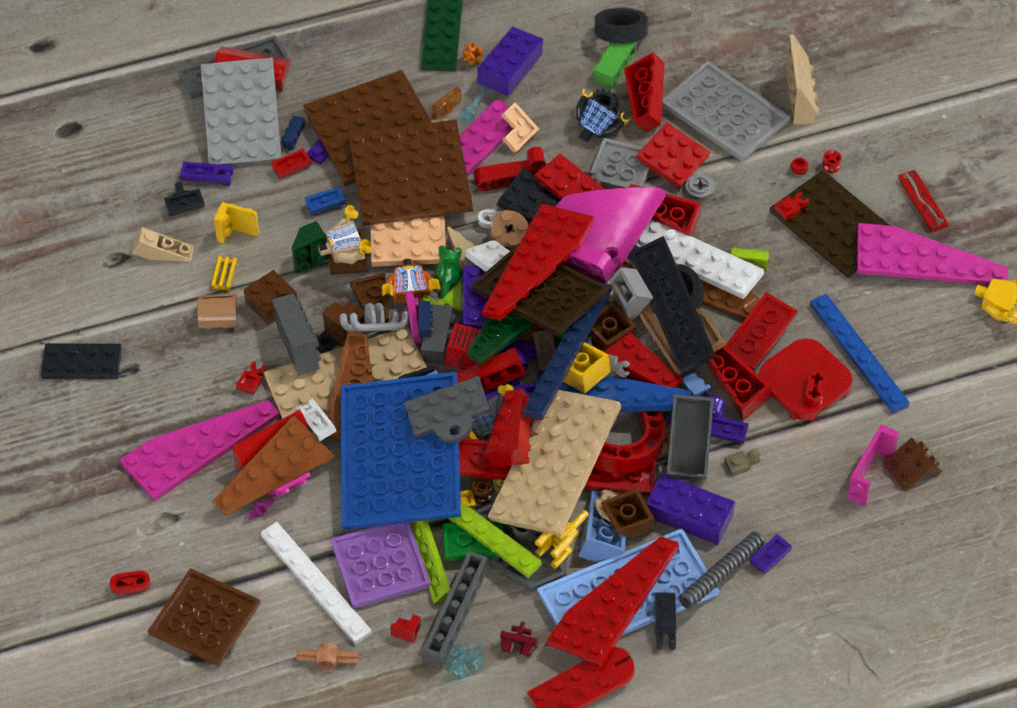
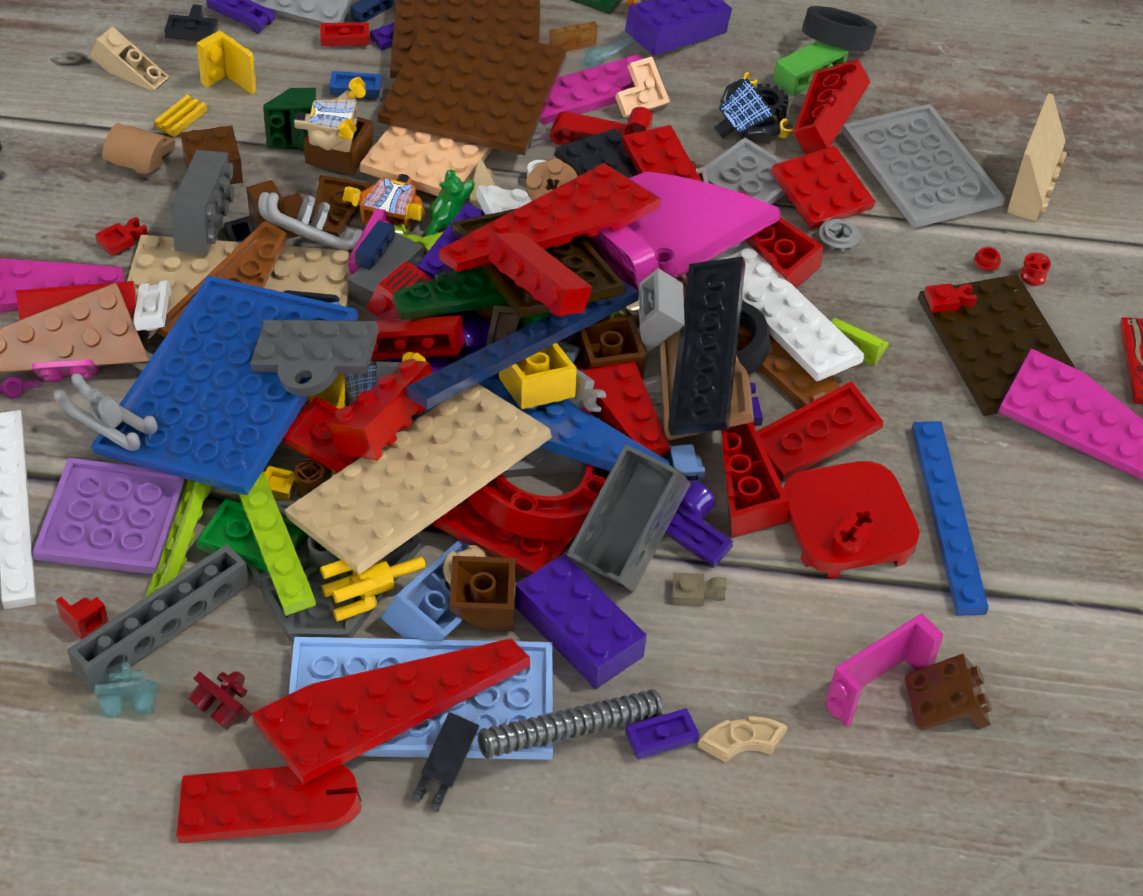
camera: 20 degrees right, 5 degrees down
(342, 503) = (105, 414): none -> light grey piece
(557, 303) = (539, 273): none -> red brick
(812, 536) = (742, 735): none -> tan tile

